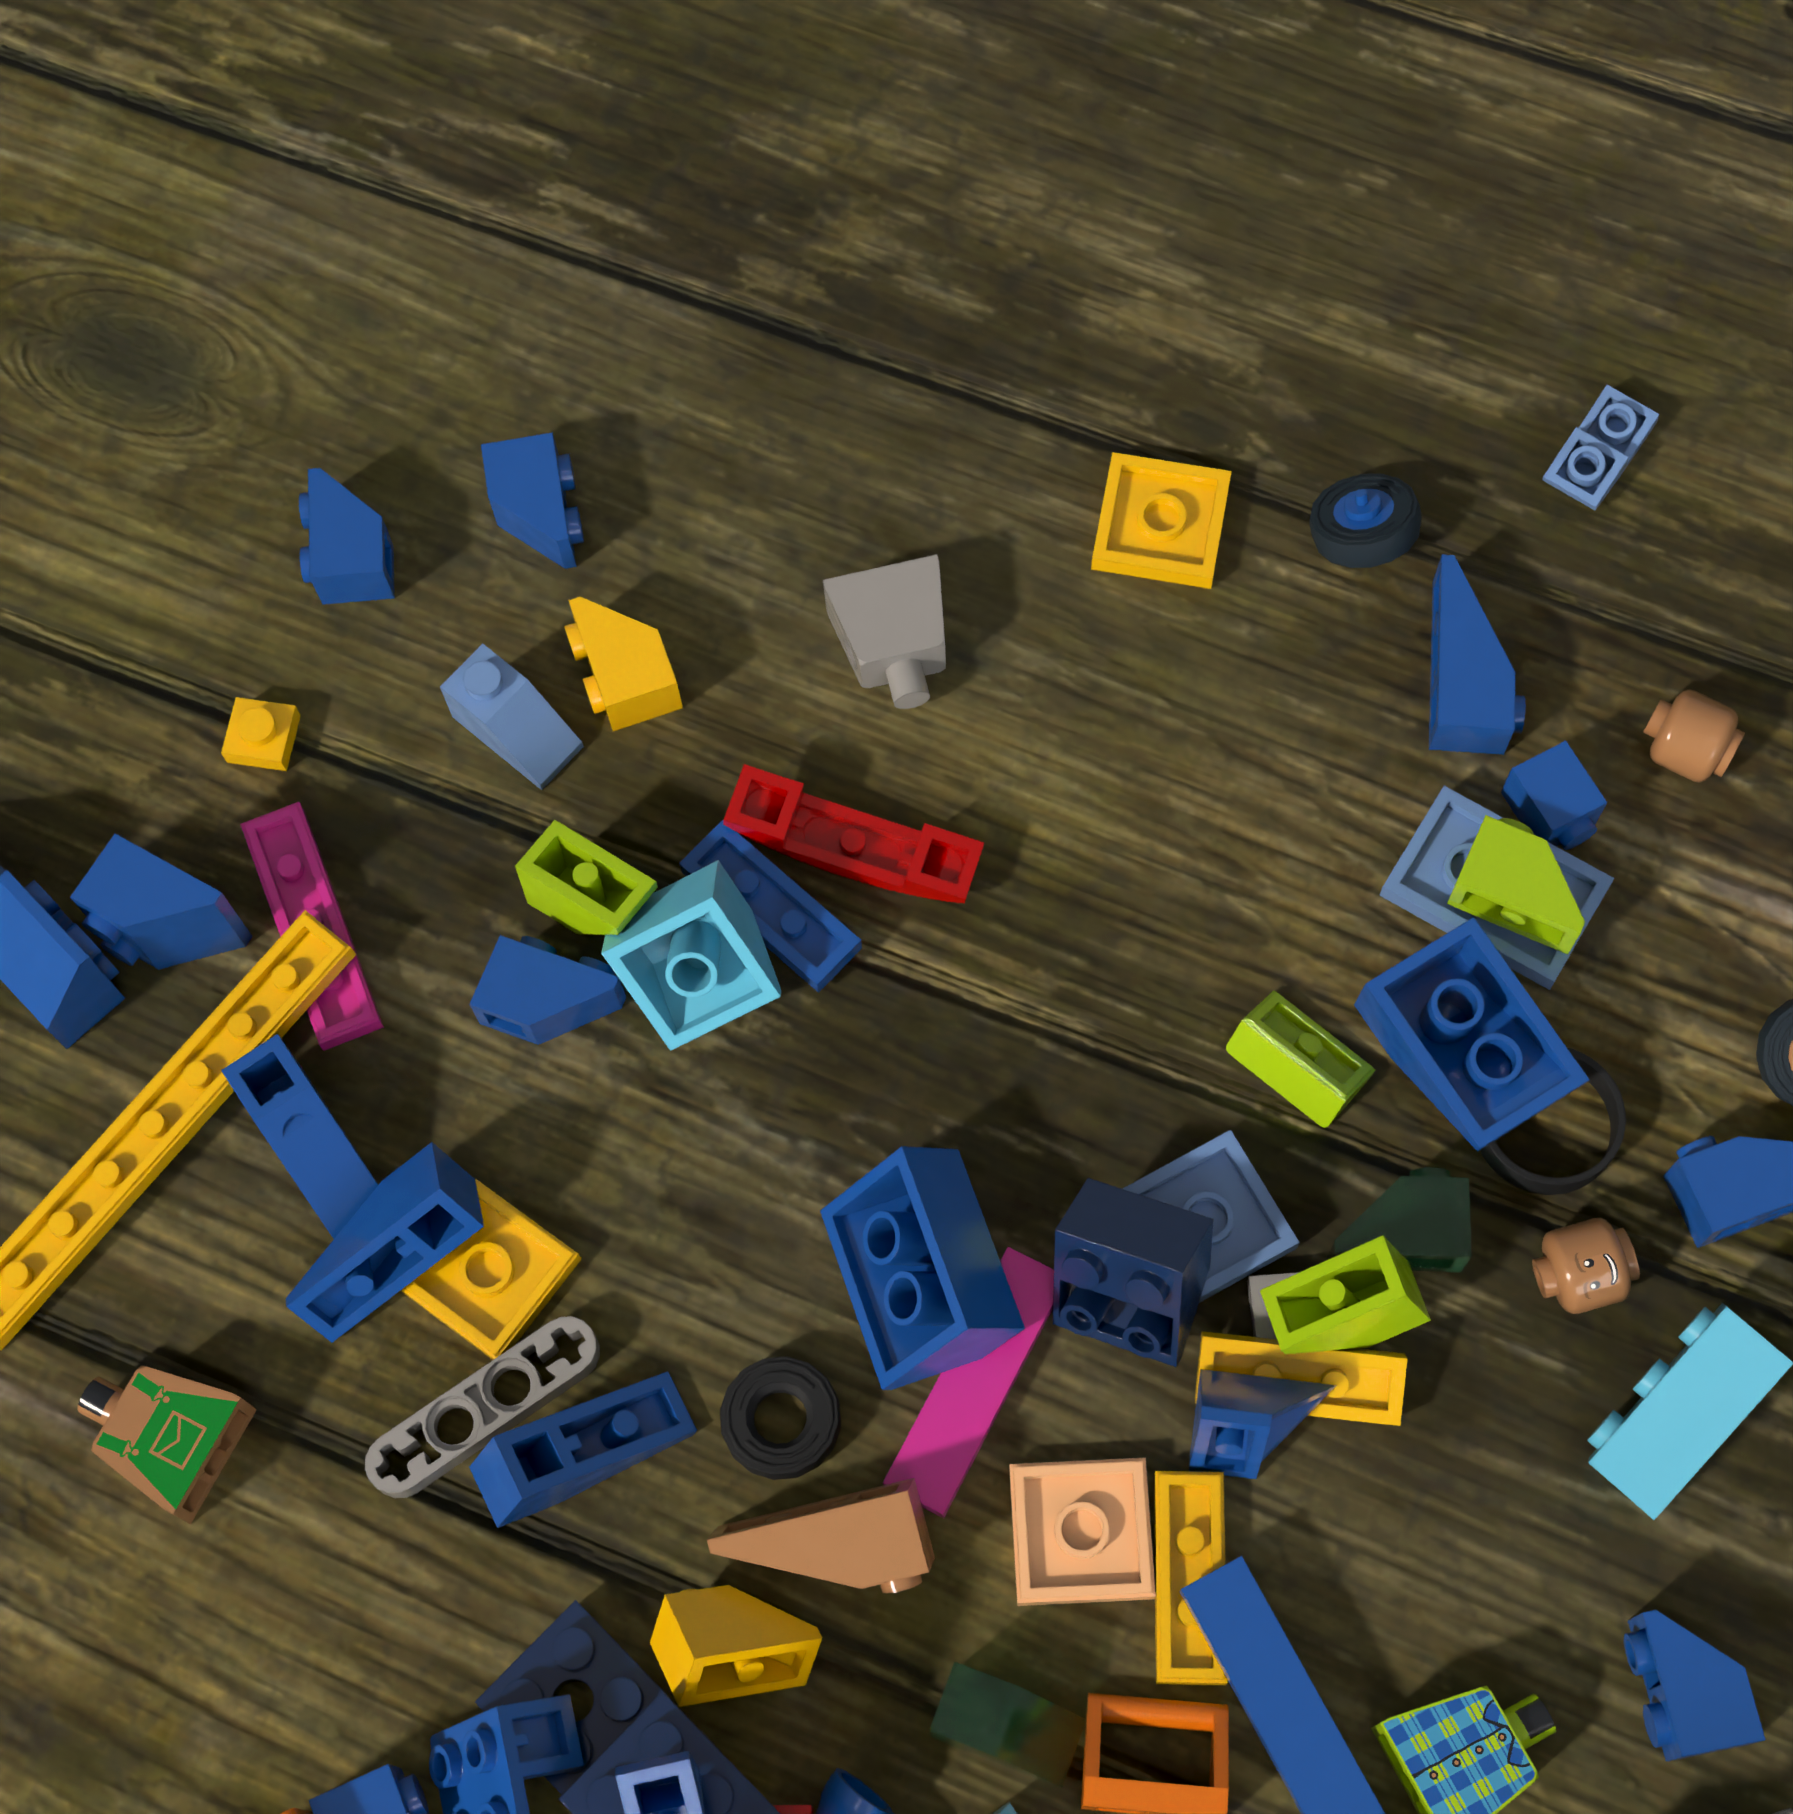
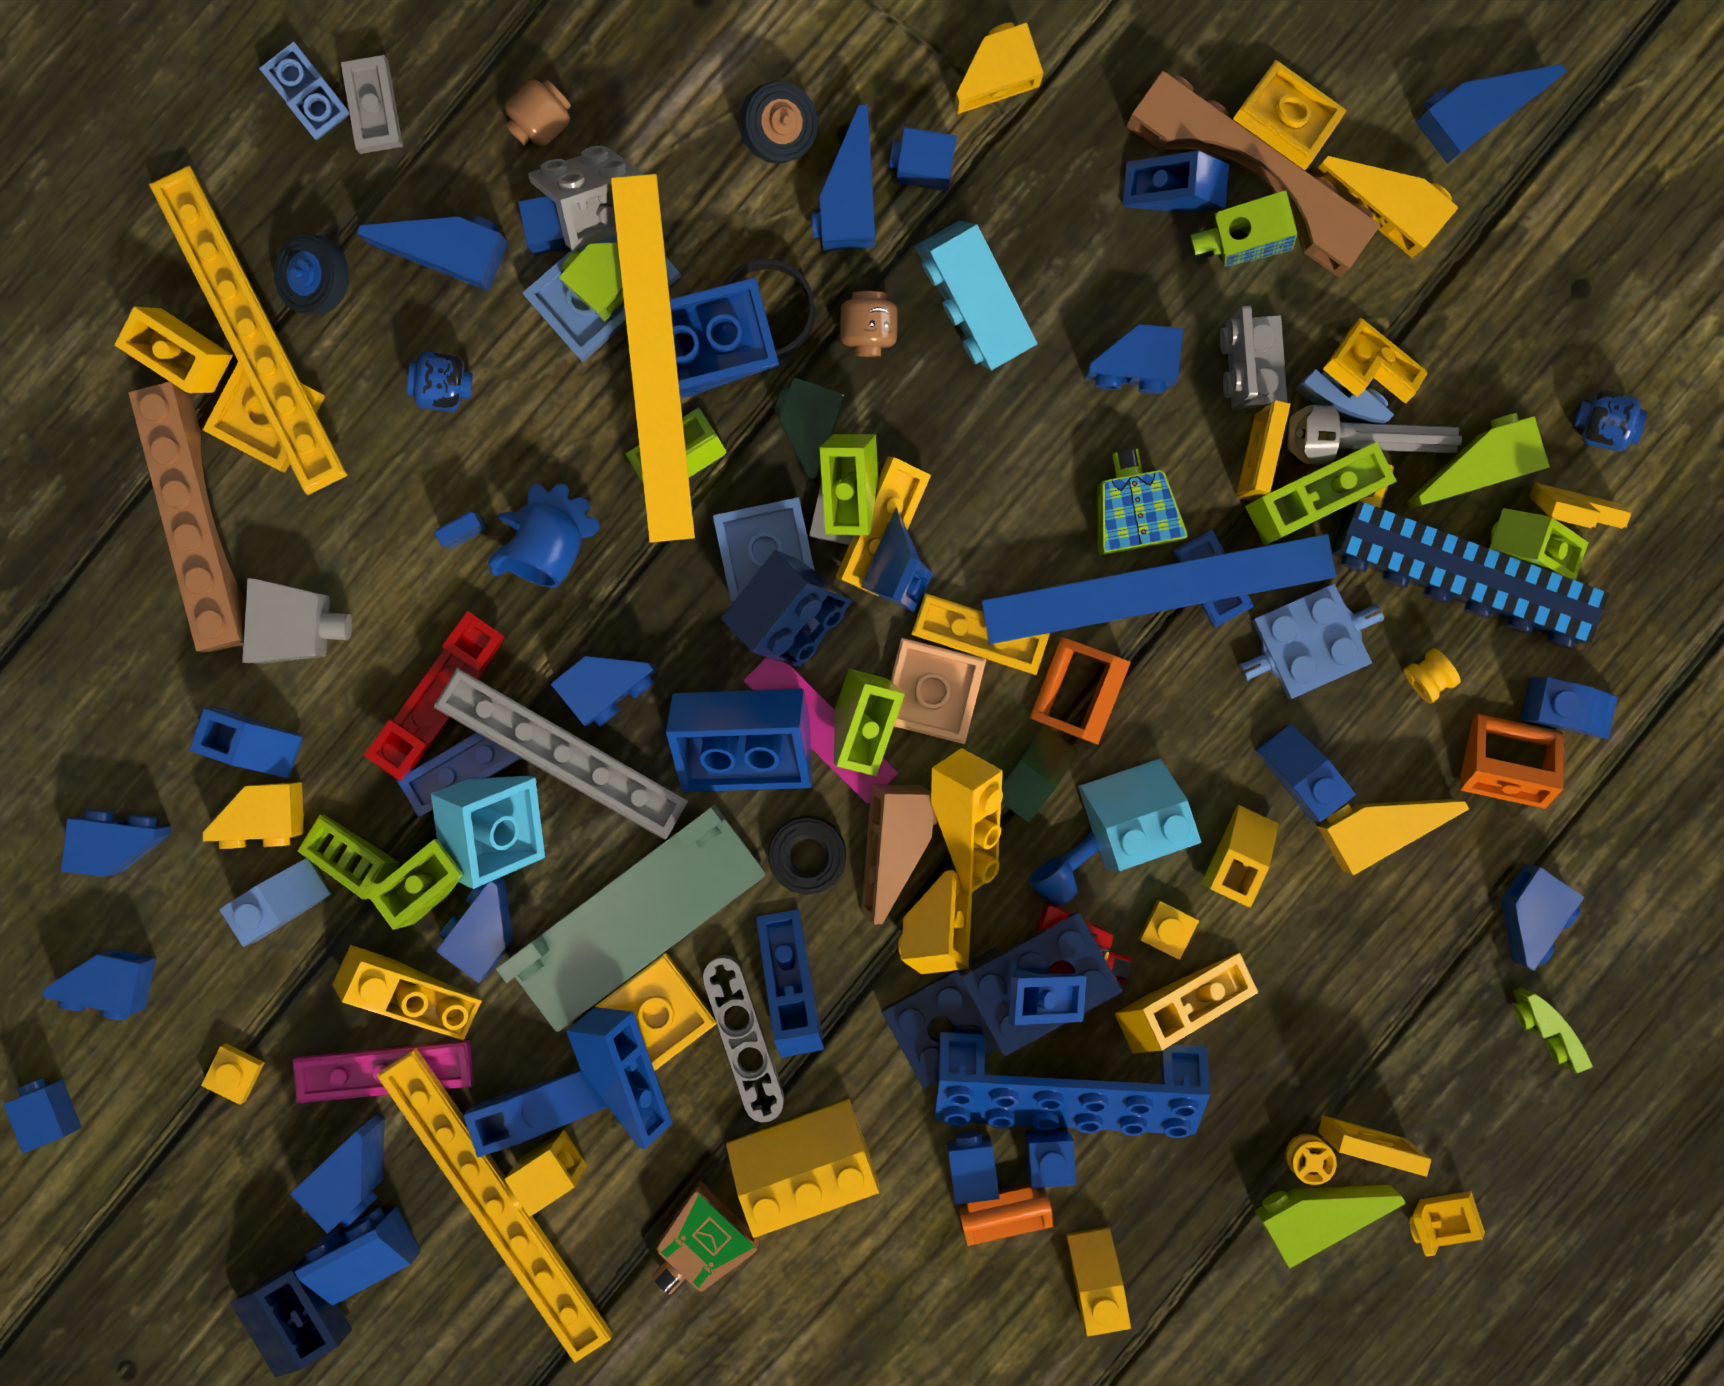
camera: 75 degrees left, 20 degrees up
(151, 516) = (41, 1114): none -> blue brick
(218, 1174) = (545, 1174): none -> yellow brick
(310, 1551) = (802, 1168): none -> yellow slope
(427, 919) = (404, 993): none -> yellow slope
(597, 825) = (371, 869): none -> lime slope
(621, 1198) = (634, 919): none -> sand green bracket
(716, 617) = (245, 742): none -> blue slope
(823, 1027) = (560, 754): none -> light grey tile
(913, 1634) = (968, 810): none -> yellow slope
(938, 1047) = (598, 684): none -> blue slope
(1004, 1435) = (864, 721): none -> lime slope
(1072, 422) = (174, 461): none -> medium nougat arch
(1092, 803) = (461, 530): none -> blue tile
(1120, 911) = (547, 536): none -> blue piece
(1204, 386) = (173, 350): none -> yellow brick
(1258, 471) = (248, 330): none -> yellow tile
(1283, 716) = (438, 381): none -> blue head
(1419, 971) = (652, 357): none -> yellow tile
(1613, 835) = (583, 193): none -> light grey bracket
(1617, 530) = (371, 104): none -> light grey plate

